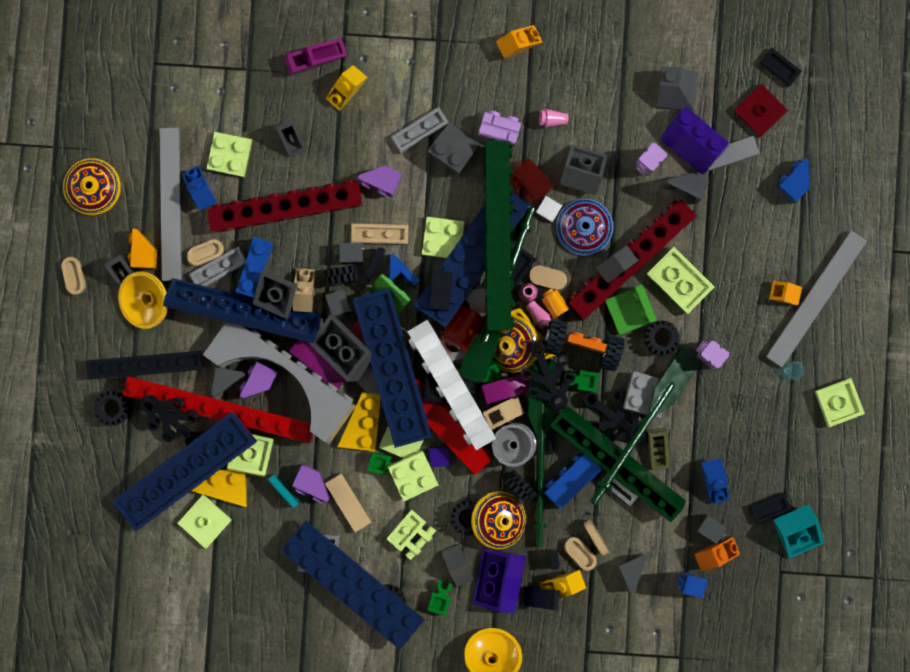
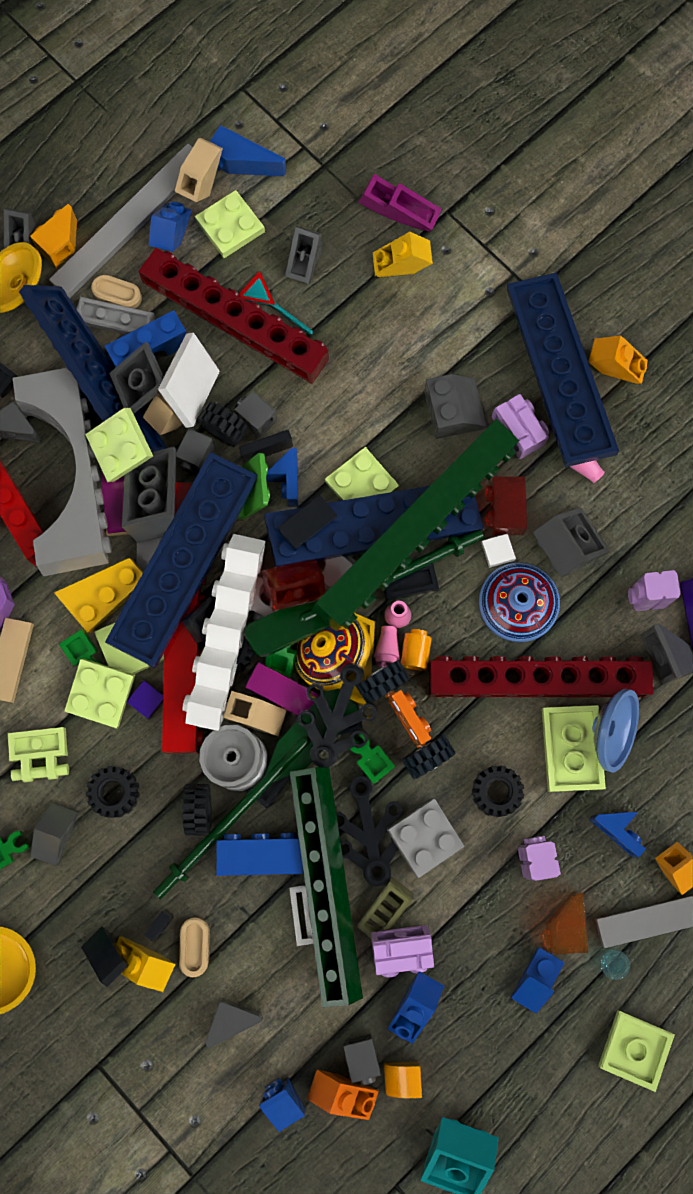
camera: 45 degrees right, 10 degrees down
(104, 188) = (75, 153): dish -> none
(187, 142) = (199, 170): none -> tan slope
(194, 110) = (245, 156): none -> blue slope
(260, 380) = (43, 456): medium lavender slope -> none
(283, 180) = (258, 292): none -> teal piece
(302, 269) = (189, 380): none -> white tile
(302, 339) = (119, 445): none -> yellowish green plate
(379, 234) = (303, 424): tan tile -> none
(383, 179) = (355, 372): medium lavender slope -> none
(419, 130) = (436, 359): light grey tile -> none
(488, 518) = (136, 807): dish -> none
(493, 76) = (562, 370): none -> dark blue plate
(498, 580) = (79, 892): dark purple slope -> none
(548, 277) = (433, 618): tan tile -> none
(595, 536) = (227, 945): tan tile -> none
(617, 264) = (520, 665): dark grey slope -> none
(630, 310) = (491, 731): bright green bracket -> none
(663, 396) = (443, 856): dark green piece -> none
(684, 460) = (402, 950): none -> lavender brick
(694, 252) = (616, 729): none -> medium blue dish
(734, 301) = (614, 825): none -> blue slope
(739, 520) = (403, 1079): none -> light orange brick
(755, 374) = (567, 927): none -> clear orange slope
(763, 413) = (537, 980): none -> blue slope
(770, 508) = (451, 1099): black tile -> none

